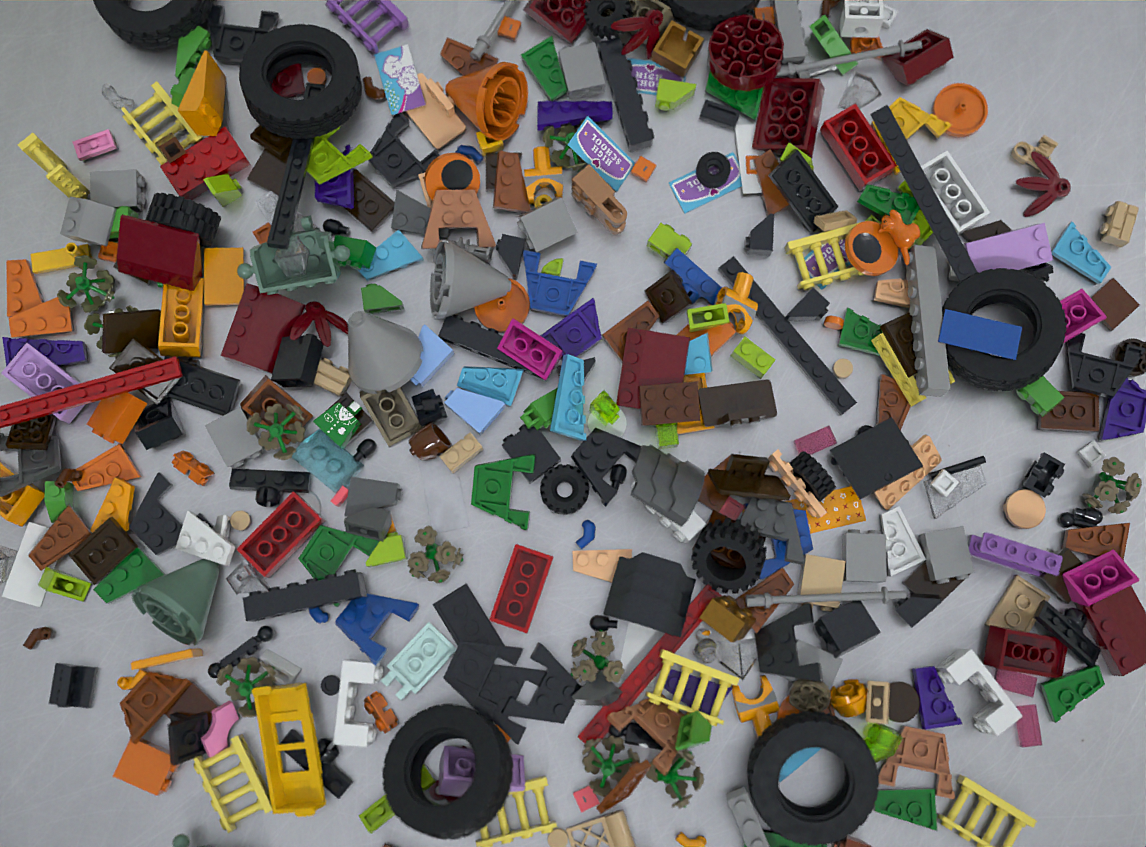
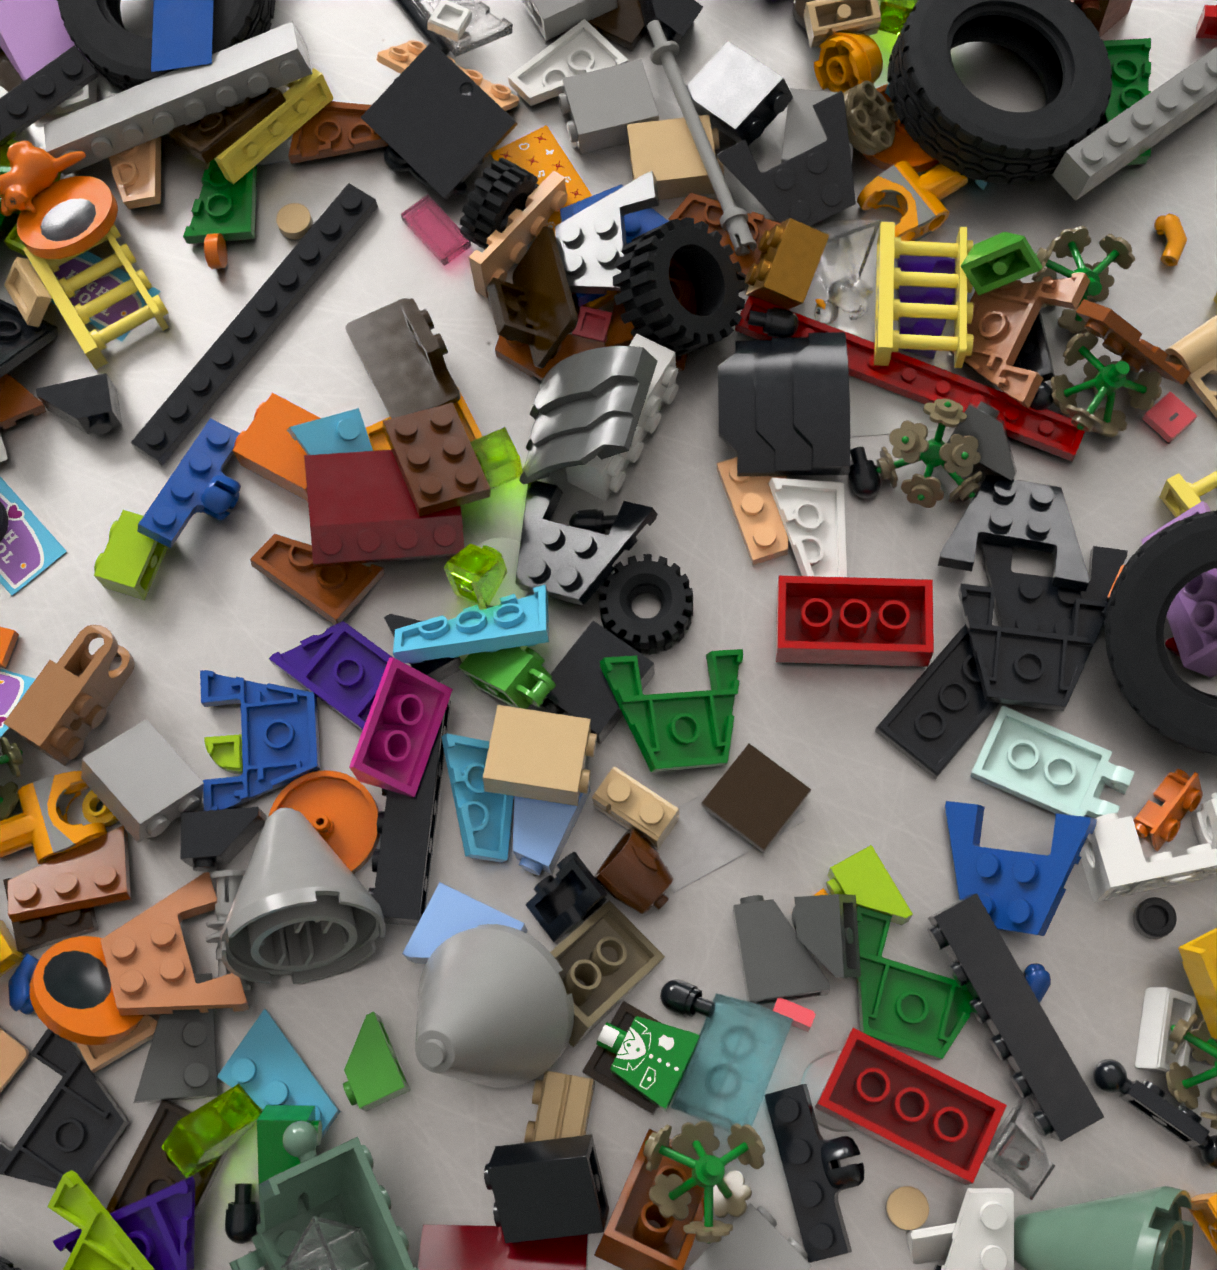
camera: 95 degrees left, 10 degrees down
(317, 312) = (435, 1190): dark red plant -> none
(373, 221) = (211, 1130): none -> clear neon green slope
(443, 554) = (827, 805): dark tan plant -> none
(448, 512) = (756, 797): none -> dark brown tile
(496, 411) = (539, 755): none -> tan brick
(578, 587) = (814, 524): none -> white wing
(589, 534) = (714, 541): blue arm -> none
(668, 296) = (234, 524): dark brown tile -> none
(699, 603) = (775, 322): none -> black cylinder
(707, 317) = (259, 433): lime slope -> none
(738, 301) = (220, 403): light orange connector -> none
(752, 357) = (312, 358): lime brick -> none
(809, 308) = (196, 295): black slope -> none

